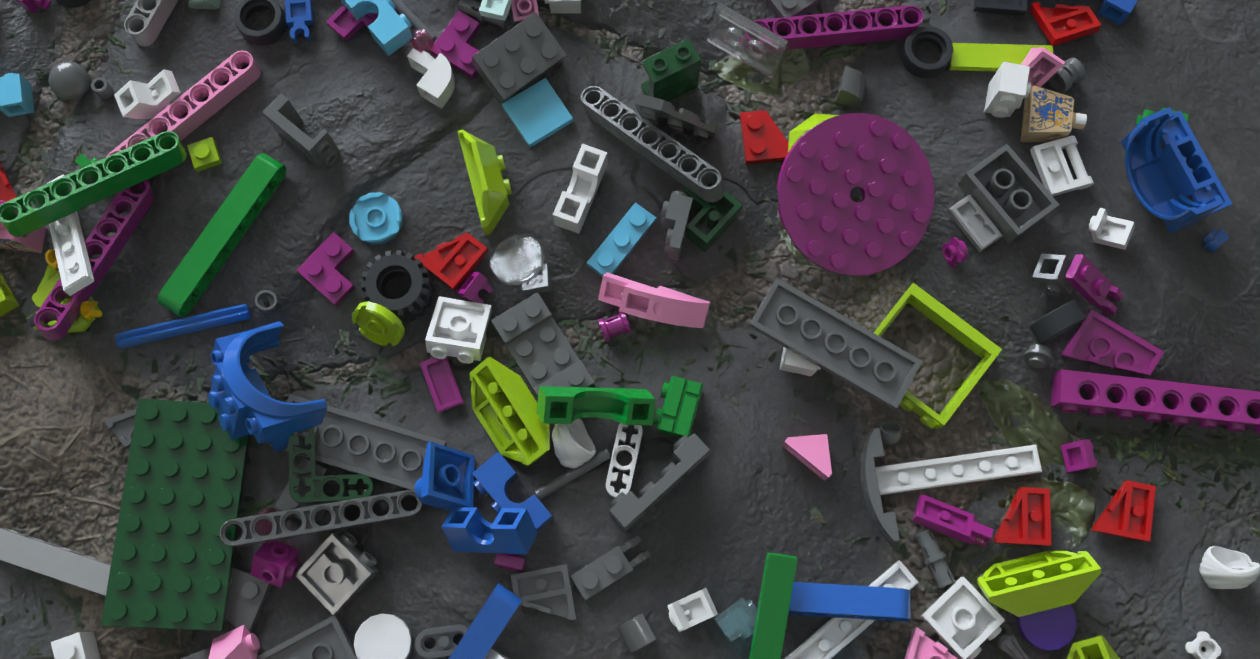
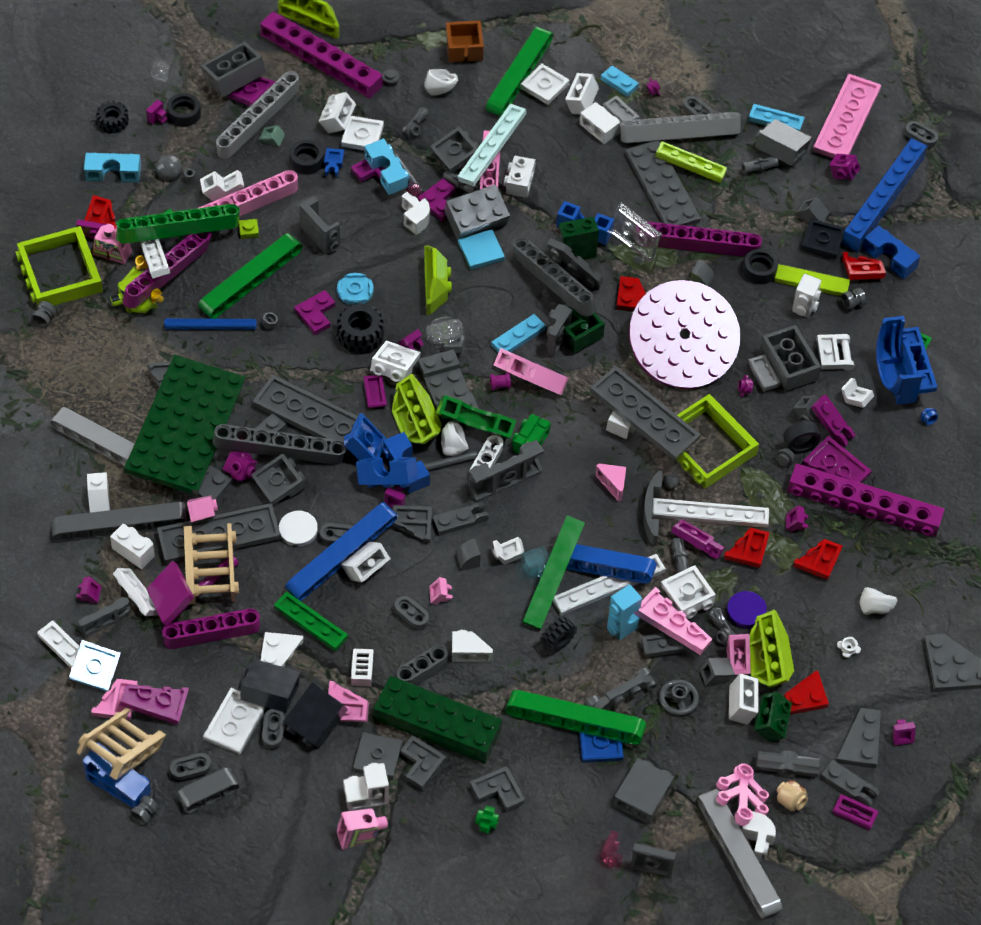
camera: 10 degrees right, 20 degrees down
(243, 398) = (252, 369): blue piece -> none
(316, 483) = (277, 424): dark green beam -> none
(378, 324) = (343, 344): lime tile -> none
(454, 259) = (403, 322): red wing -> none
(585, 180) = (493, 304): white arch -> none
(652, 37) = (573, 212): none -> blue arch
(1039, 581) = (744, 579): lime wedge -> none
(1042, 65) = (832, 289): bright pink slope -> none
(1049, 116) = (834, 319): tan torso -> none

